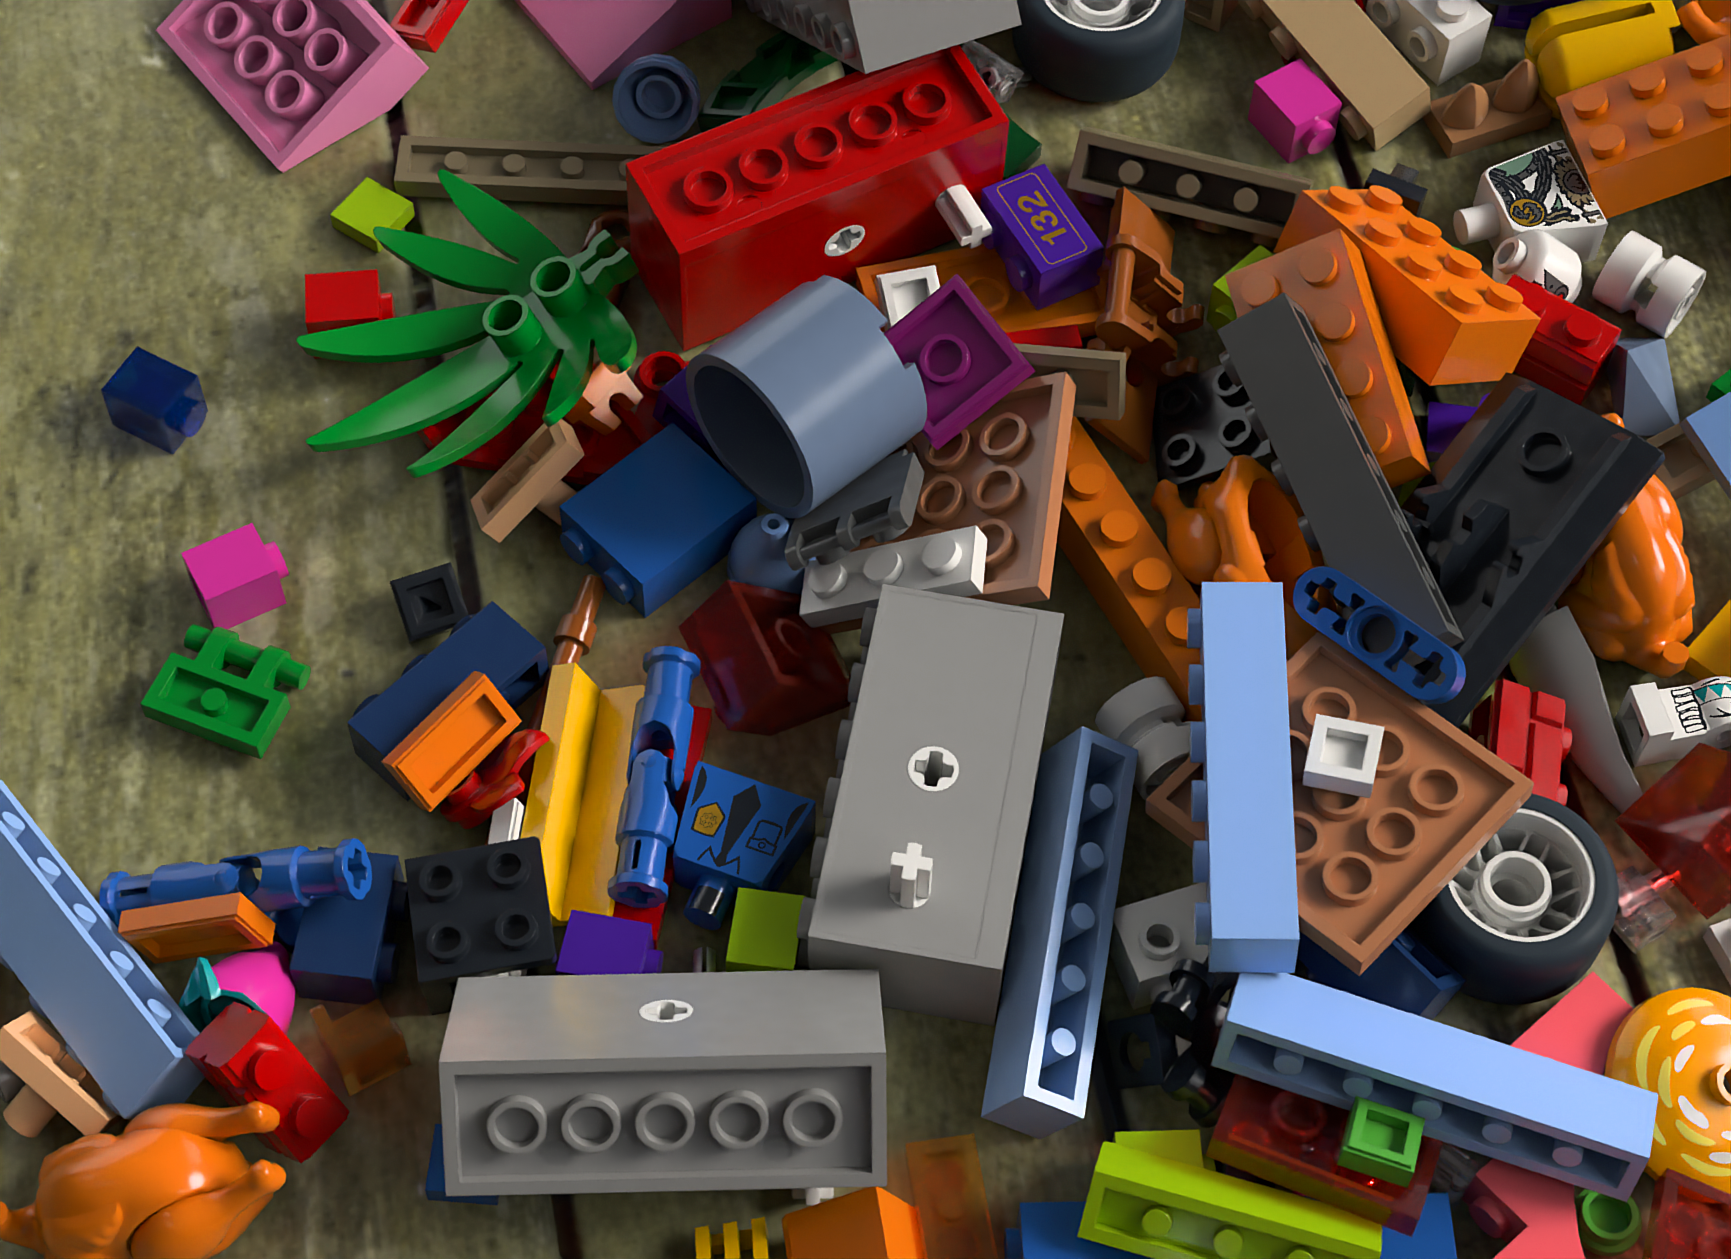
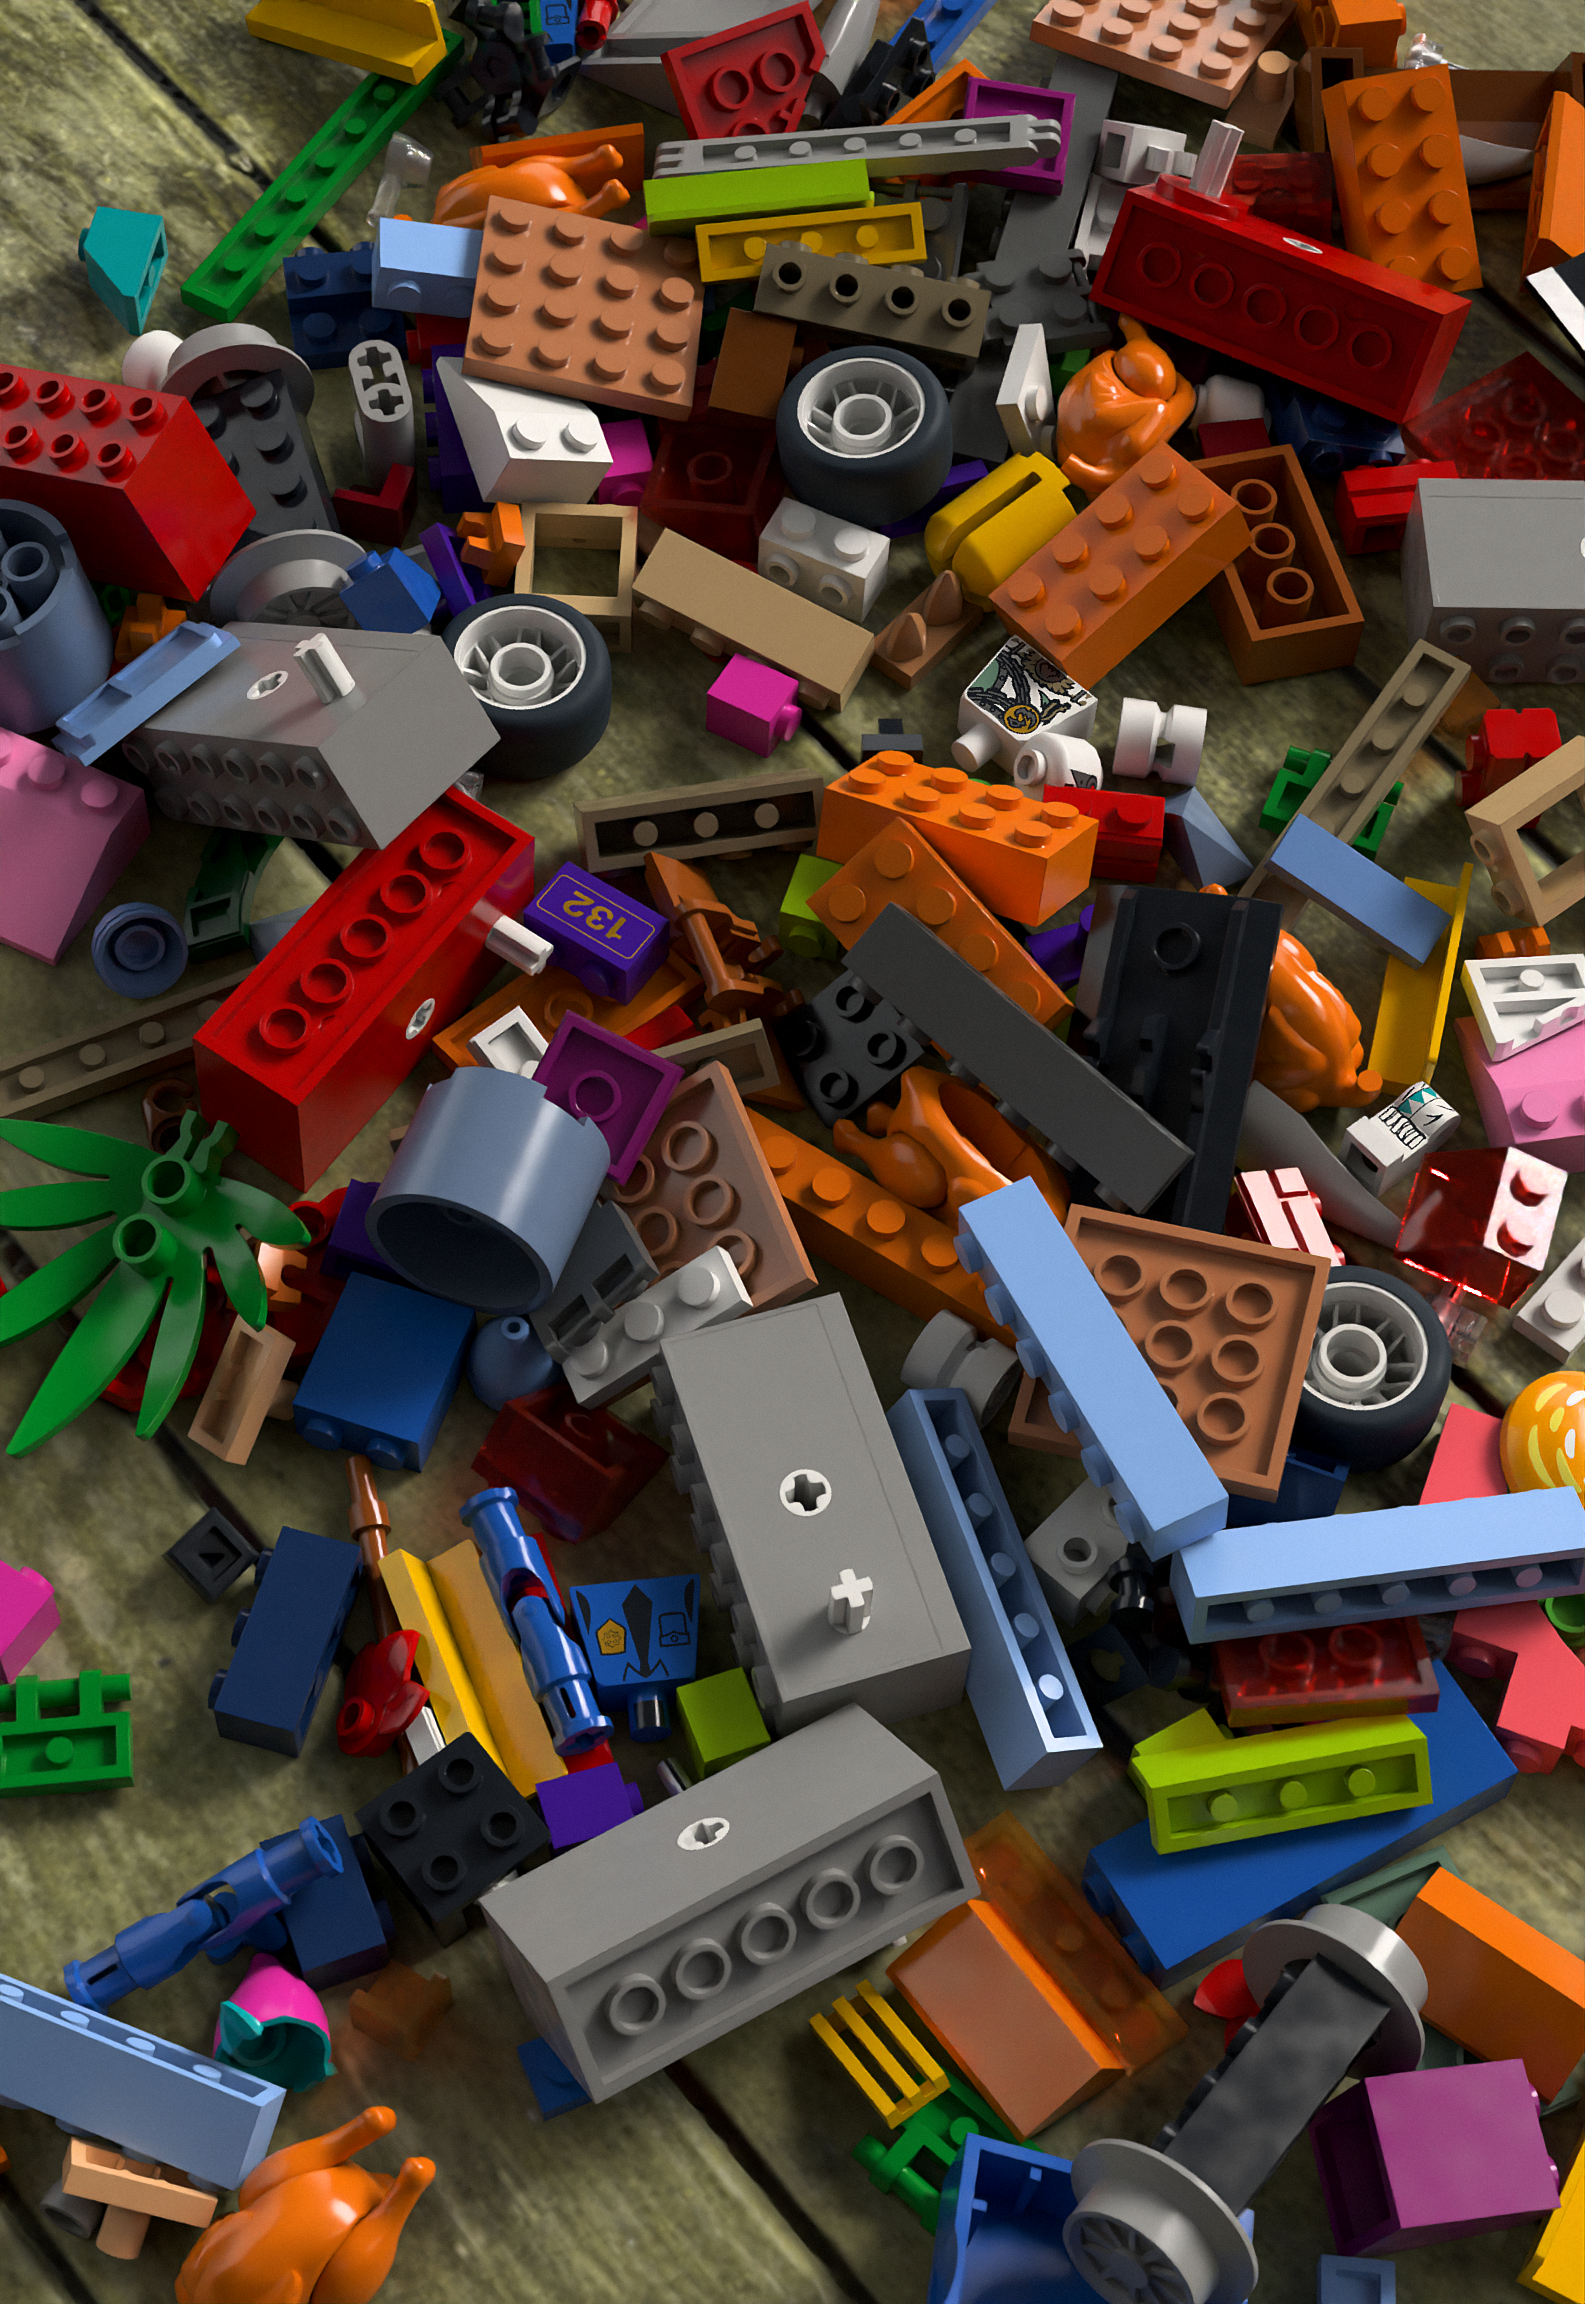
camera: 30 degrees left, 0 degrees up
(197, 928) = (188, 1978): orange tile -> none
(255, 1061) = (336, 2074): red brick -> none
(451, 741) = (326, 1680): orange tile -> none
(1343, 756) = (1163, 1310): white plate -> none
(1381, 1141) = (1371, 1640): bright green tile -> none
(1406, 676) = (1078, 1190): blue beam -> none

